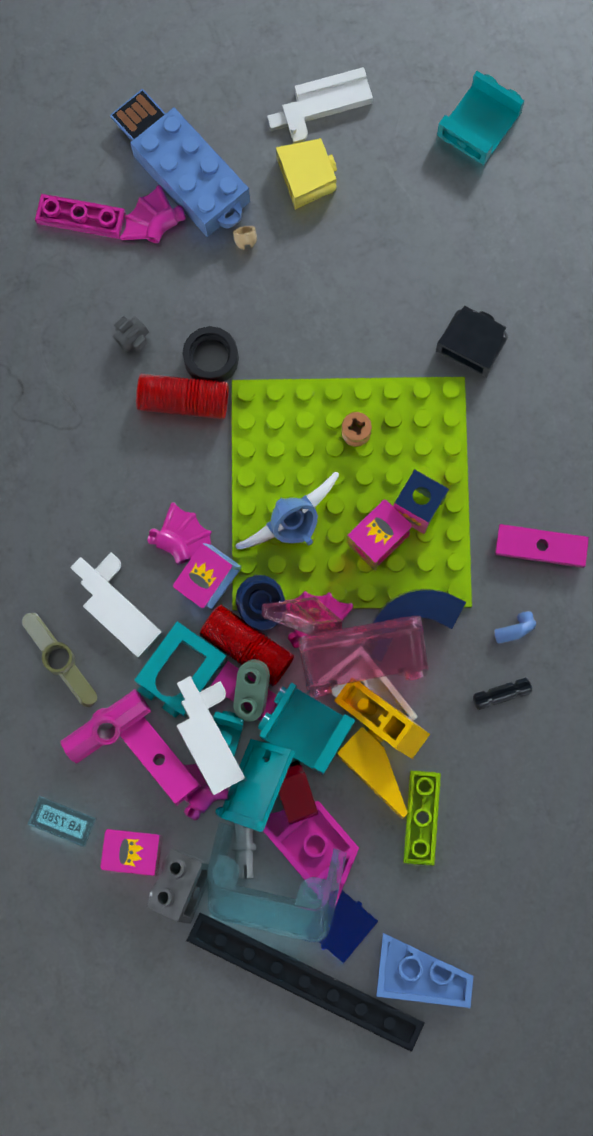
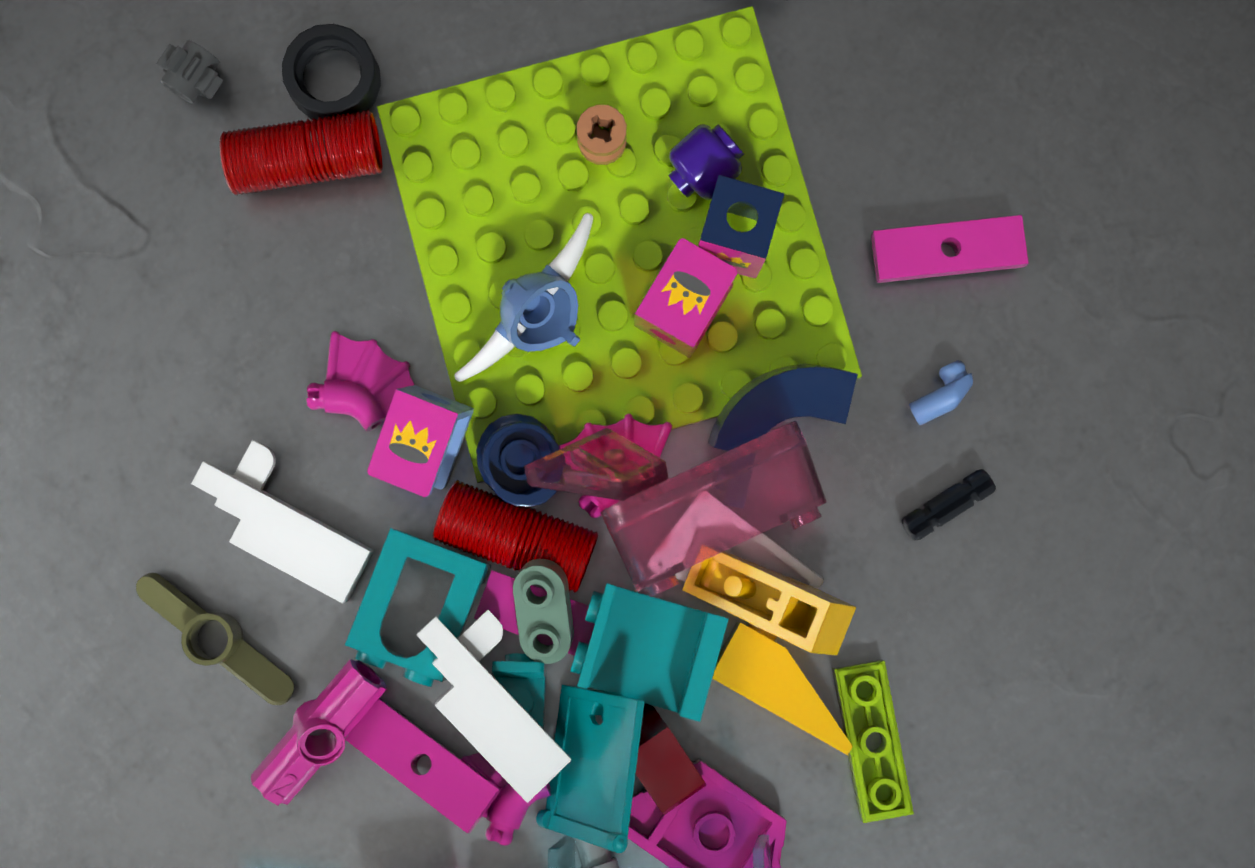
camera: 20 degrees left, 5 degrees up
(411, 456) = (702, 158): none -> dark purple head

